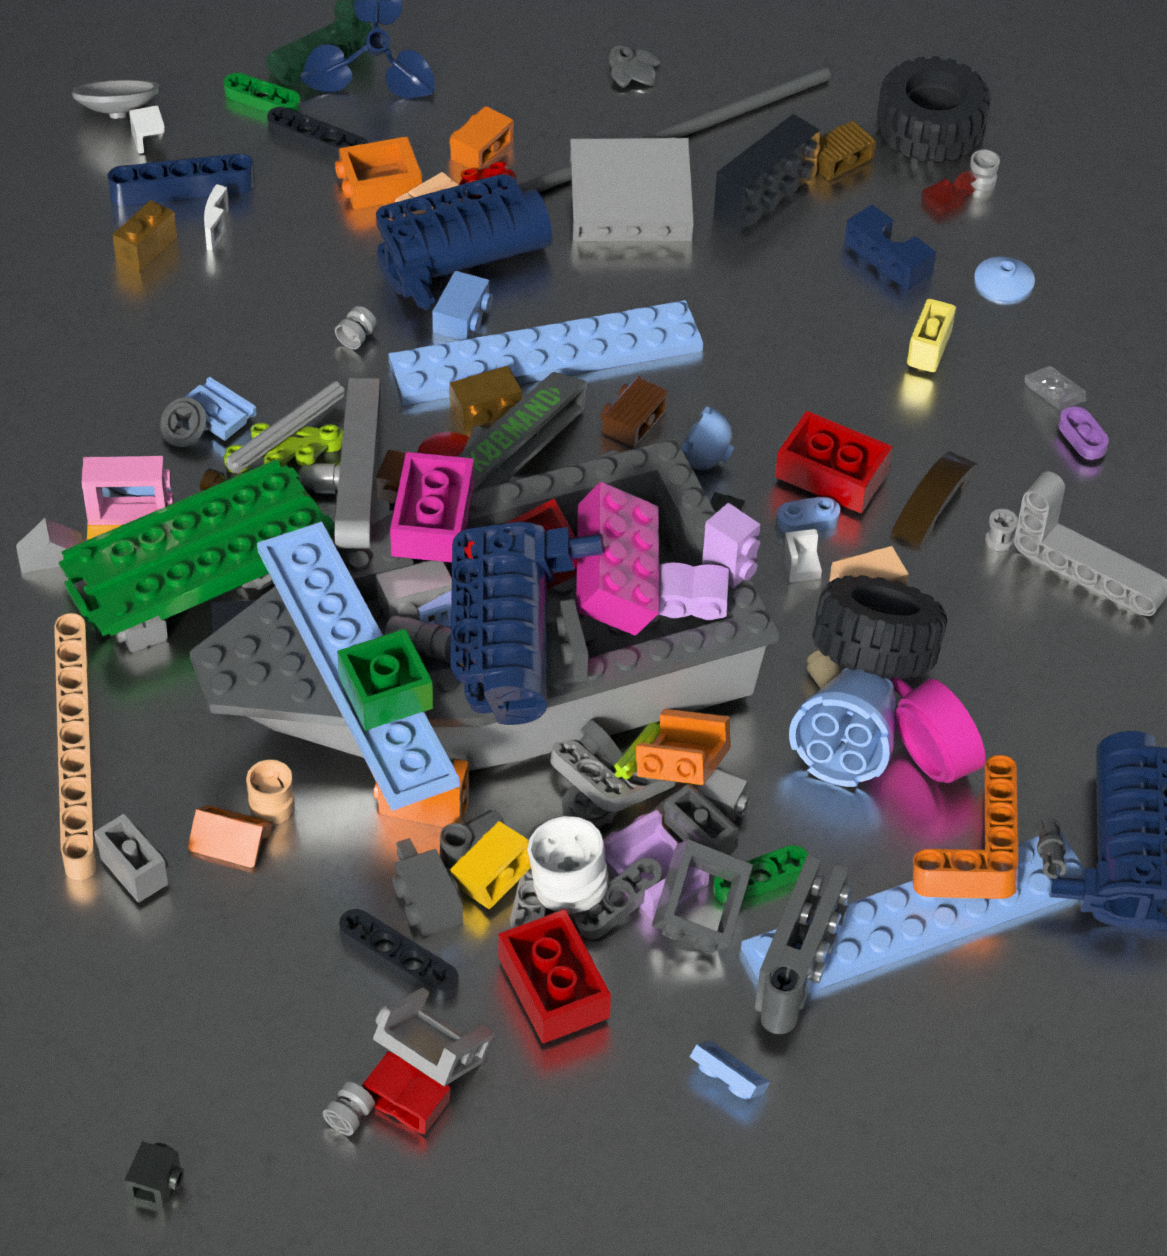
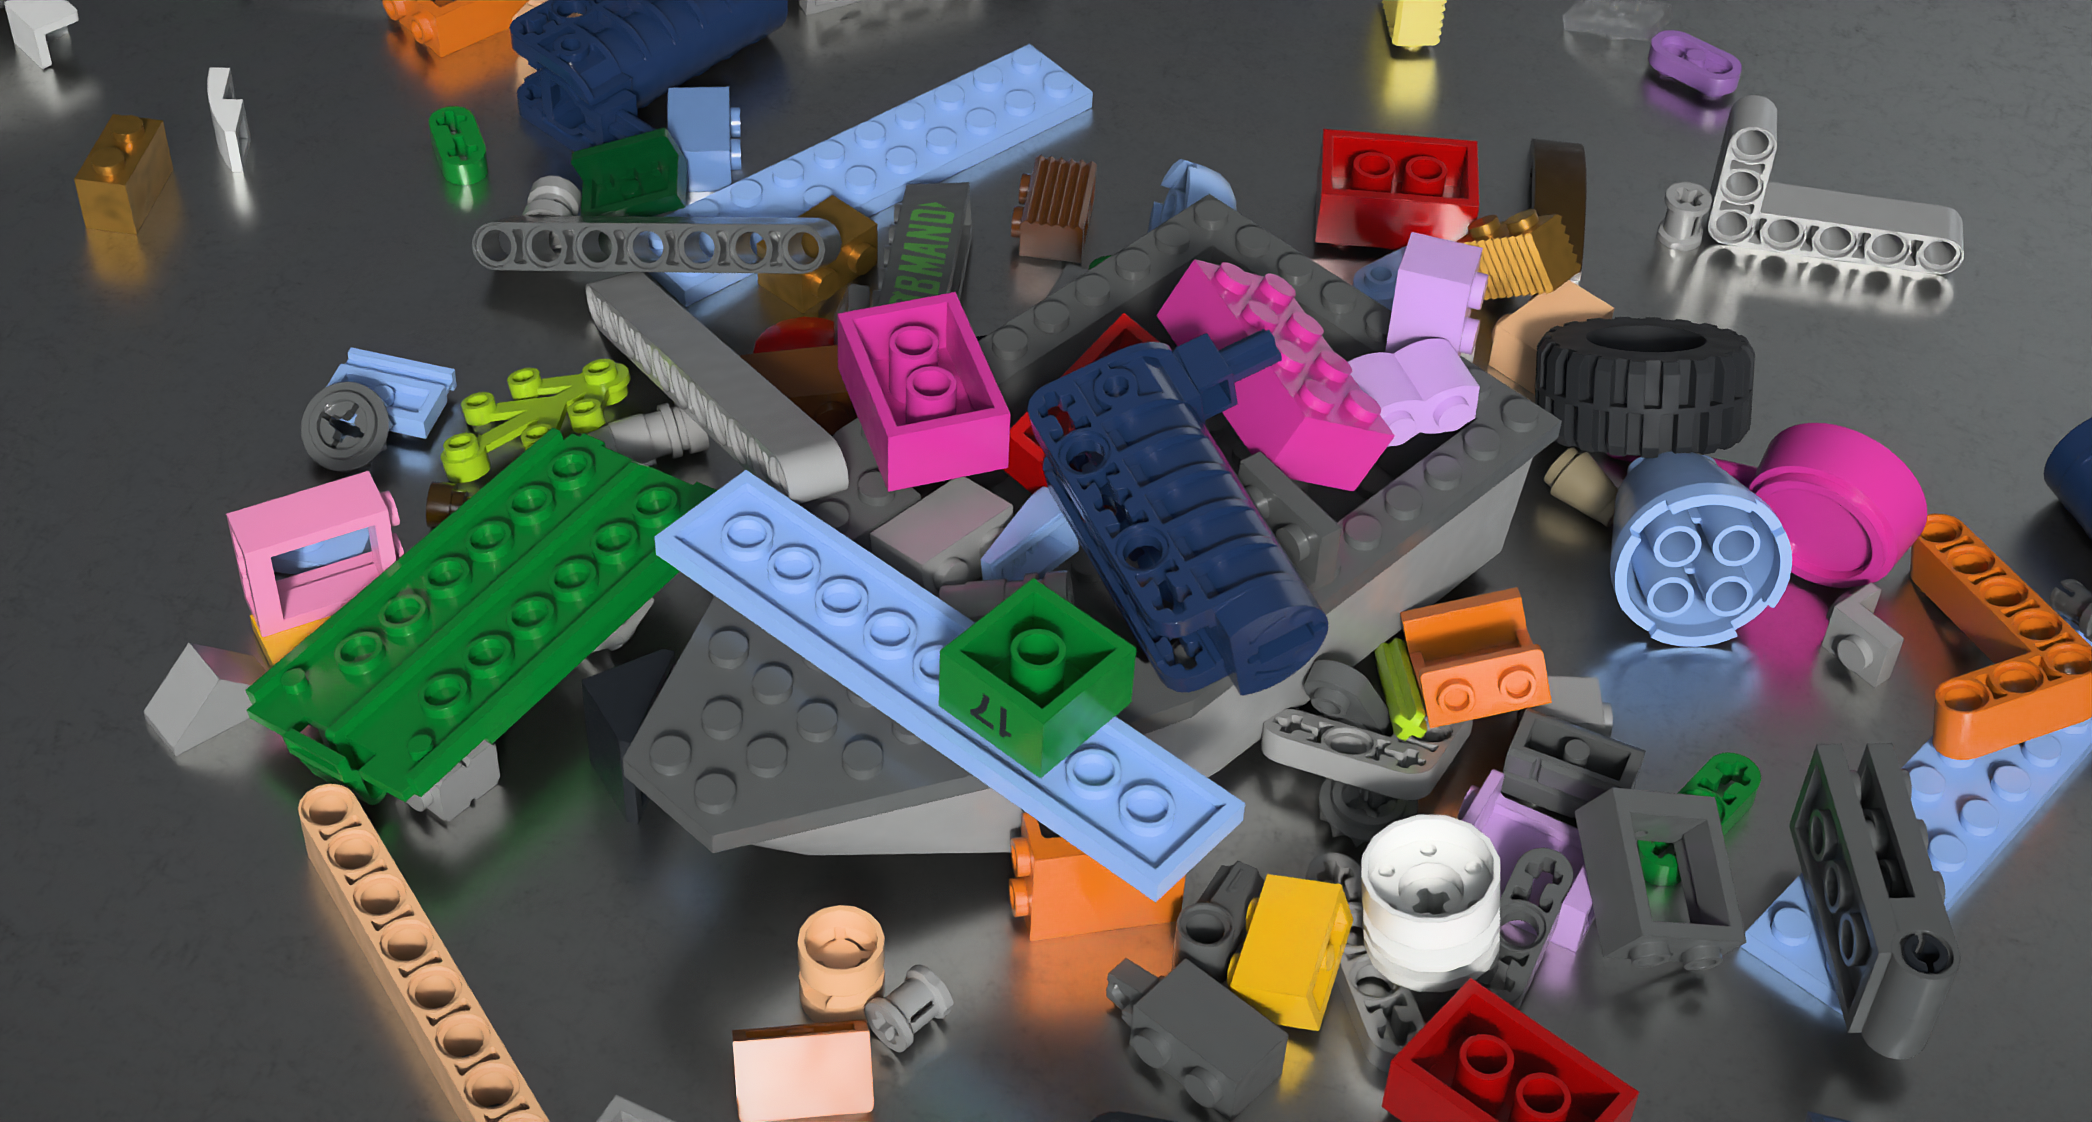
camera: 25 degrees left, 5 degrees down
(180, 179) = (136, 81): dark blue beam -> none
(285, 427) = (524, 386): light grey axle -> none
(294, 824) = (908, 1008): none -> light grey bush
(335, 269) = (466, 143): none -> green beam
(394, 367) = (679, 238): none -> dark grey beam
(405, 322) = (632, 176): none -> dark green bracket
(870, 524) = (1522, 253): none -> pearl gold brick
(918, 808) = (1860, 637): none -> light grey bracket

